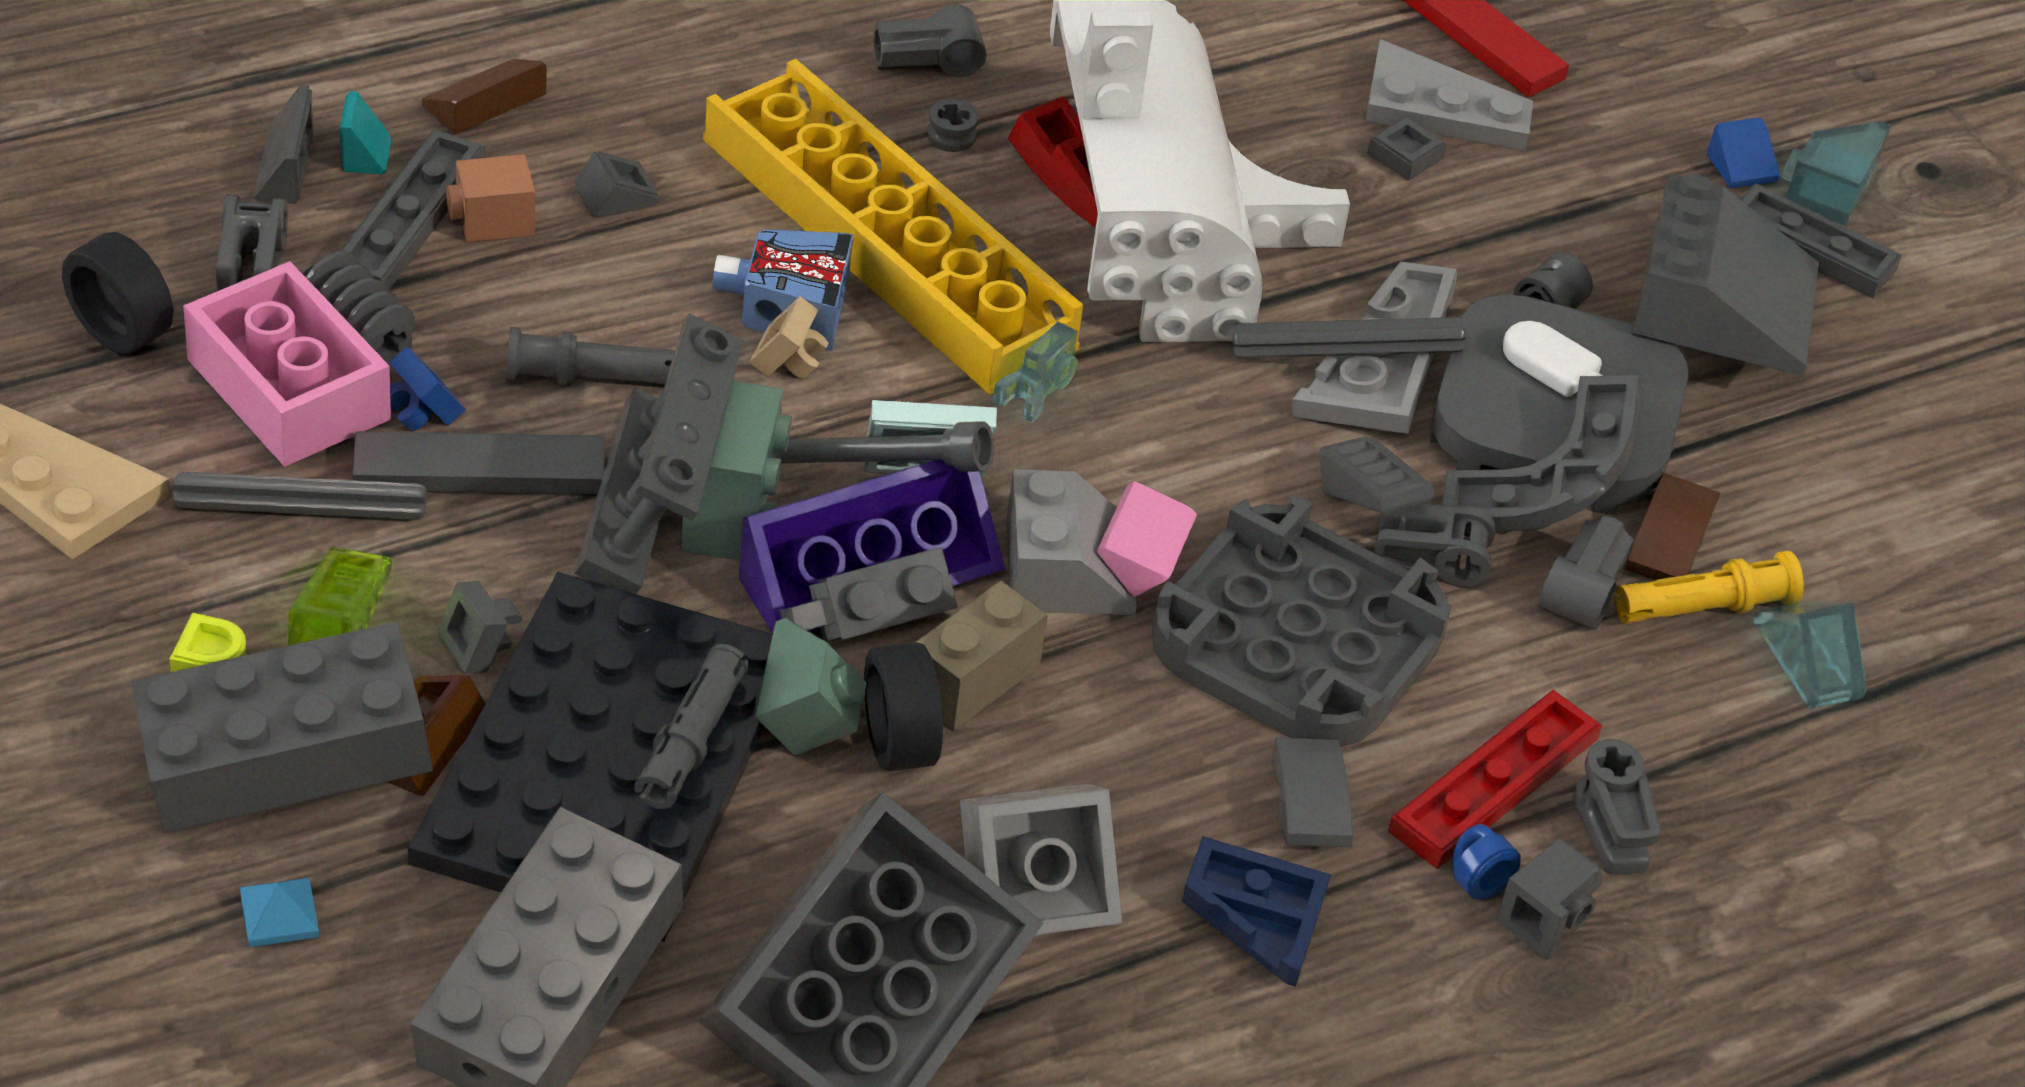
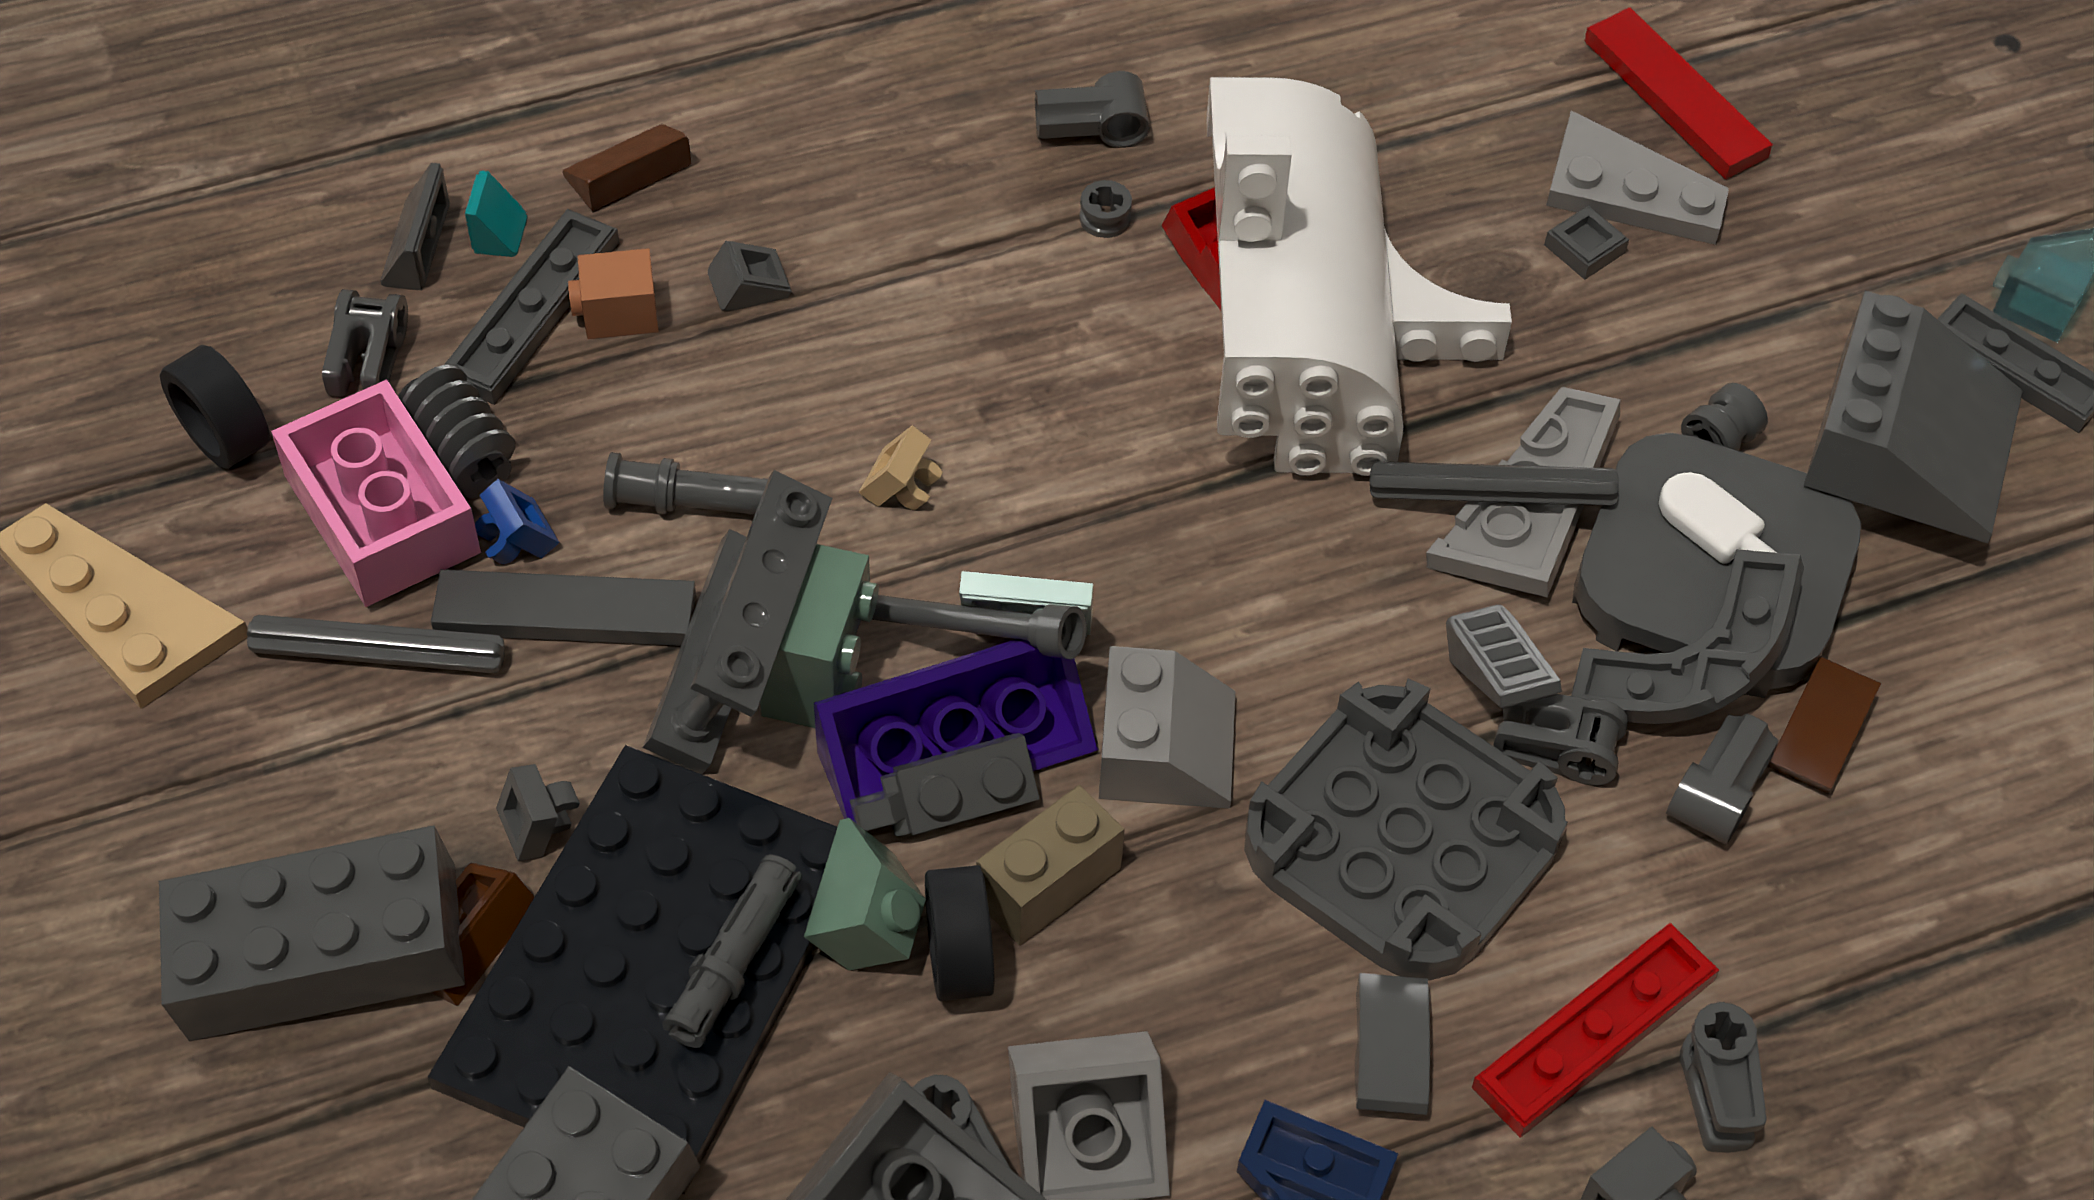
camera: 10 degrees right, 10 degrees up
(206, 642) = (260, 824): neon yellow tile -> none
(279, 912) = (290, 1144): dark azure slope -> none
(338, 604) = (387, 809): clear neon green slope -> none
(787, 267) = (912, 388): torso -> none
(900, 244) = (1028, 339): yellow tile -> none
(1046, 367) = (1164, 509): clear light blue plate -> none
(1145, 537) = (1246, 724): bright pink slope -> none
(1484, 862) = (1571, 1146): blue tile -> none
(1734, 586) = (1885, 799): yellow pin -> none
(1743, 153) = (1953, 255): blue slope -> none
(1817, 649) = (1968, 879): clear light blue slope -> none

